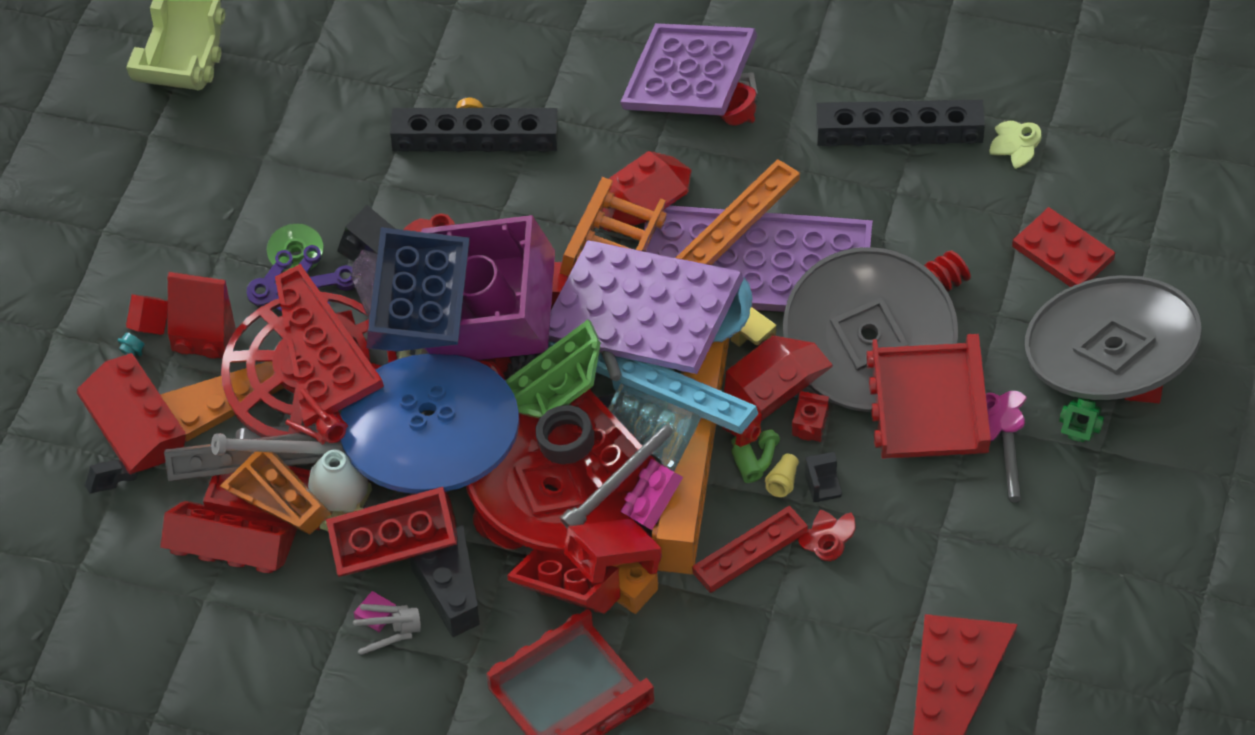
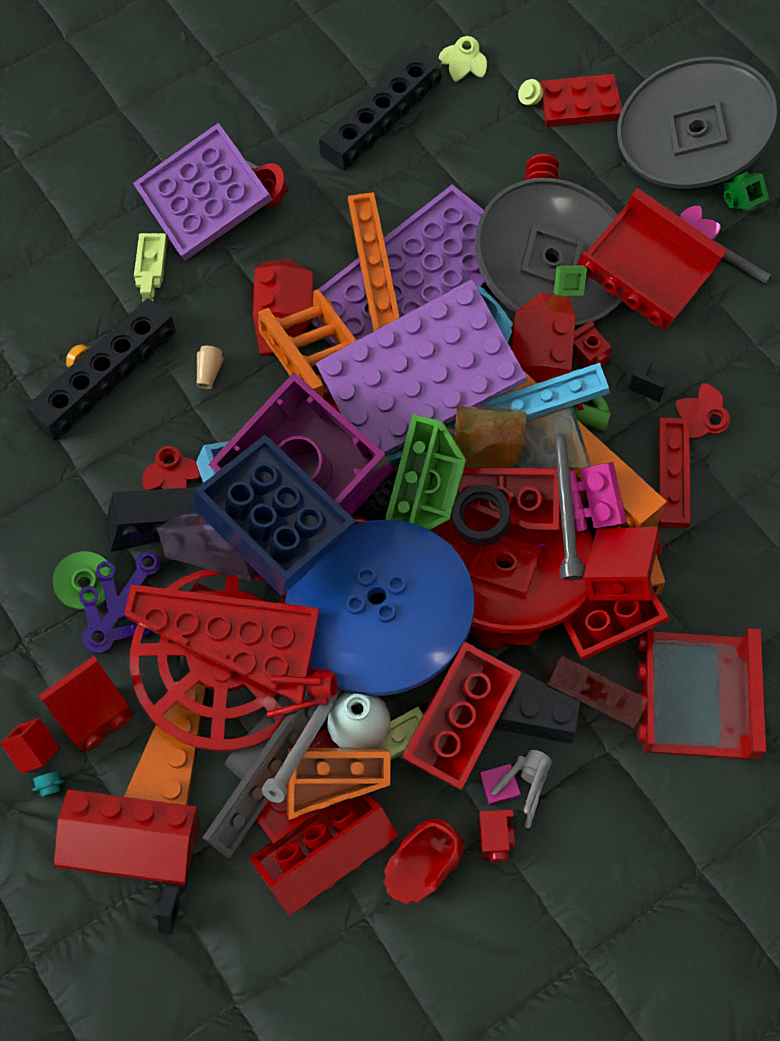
camera: 50 degrees left, 10 degrees up
(270, 599) = (423, 861): none -> red hair
(331, 630) = (495, 835): none -> red brick
(498, 611) = (596, 691): none -> clear red slope
(543, 190) = (208, 365): none -> tan cone
(594, 89) = (150, 263): none -> yellowish green hinge
(627, 386) = (490, 435): none -> clear orange slope
(782, 477) = (628, 405): light yellow cone -> none
(846, 354) = (570, 280): none -> bright green plate
(1028, 209) = (530, 92): none -> yellowish green plate

